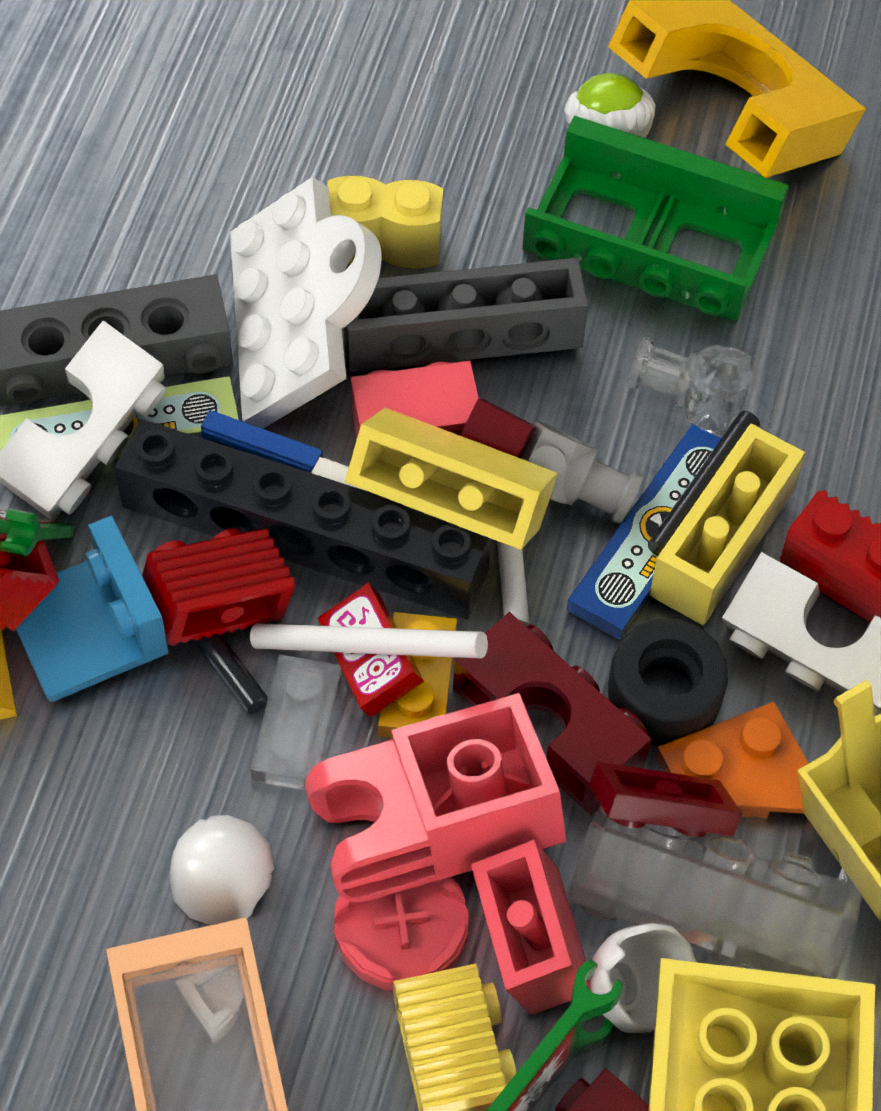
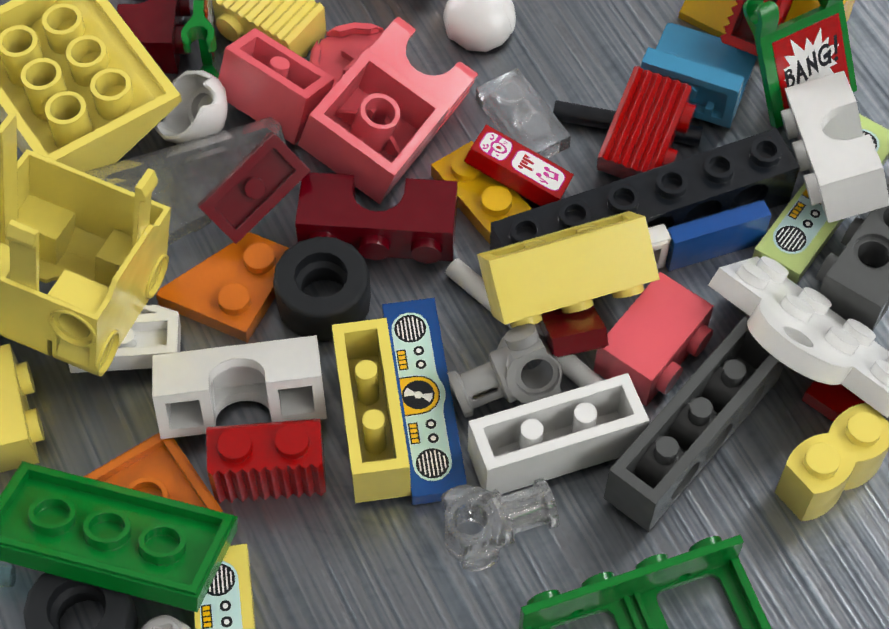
camera: 140 degrees right, 0 degrees up
(370, 640) = (514, 151): white bar -> none
(588, 388) = (556, 434): none -> white brick
(701, 480) = (416, 441): black bar -> none

